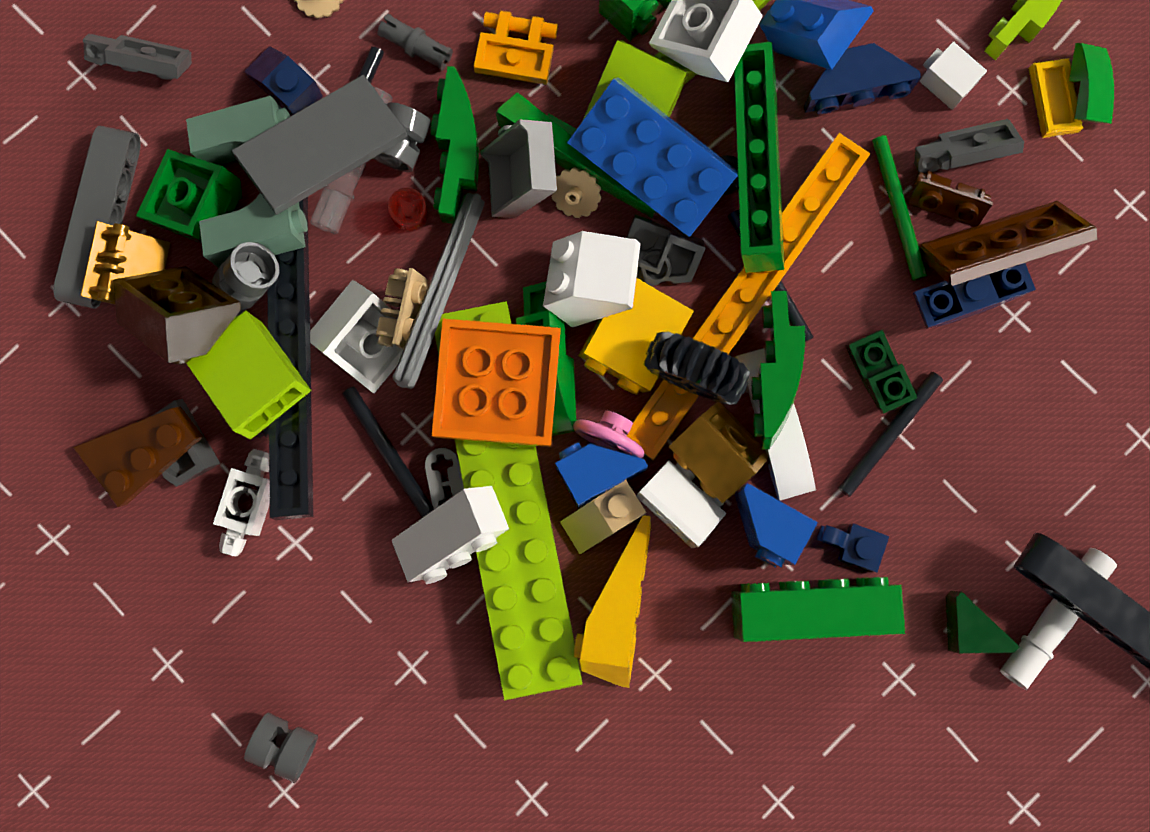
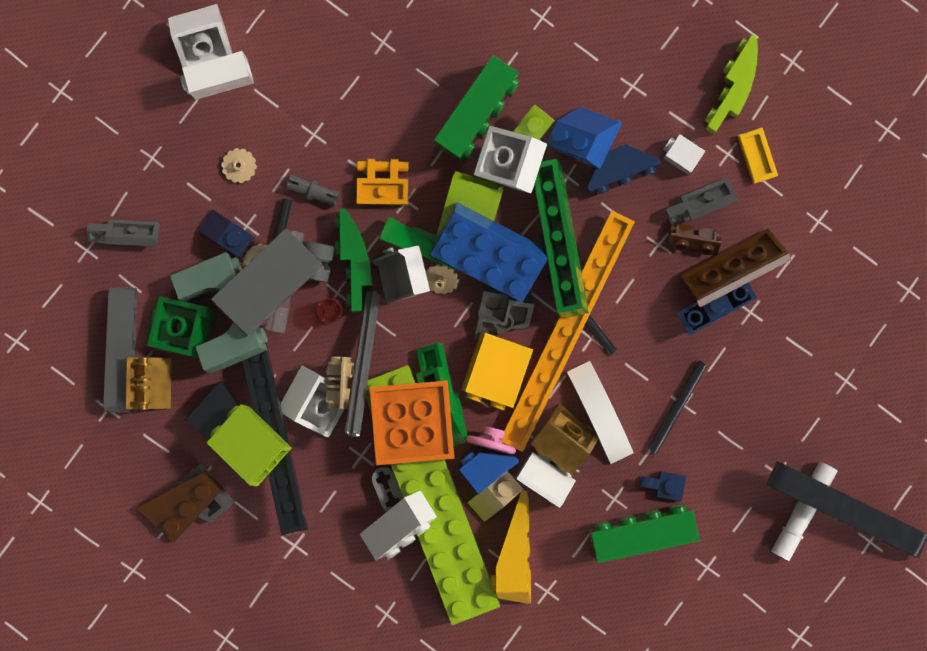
camera: 10 degrees left, 5 degrees up
(174, 312) = (192, 410): dark brown slope -> none
(233, 542) = (255, 552): white piece -> none
(247, 273) = (233, 378): dark grey wheel -> none
(387, 451) = (345, 475): black bar -> none
(591, 277) = (461, 339): white slope -> none
(697, 367) = (540, 391): black gear -> none
(773, 527) = (608, 485): blue slope -> none
(780, 373) = (596, 389): green slope -> none
(880, 372) = (665, 366): dark green slope -> none
(899, 208) = (661, 251): green bar -> none
(972, 630) = (748, 529): dark green slope -> none
(1094, 72) = (781, 142): green slope -> none

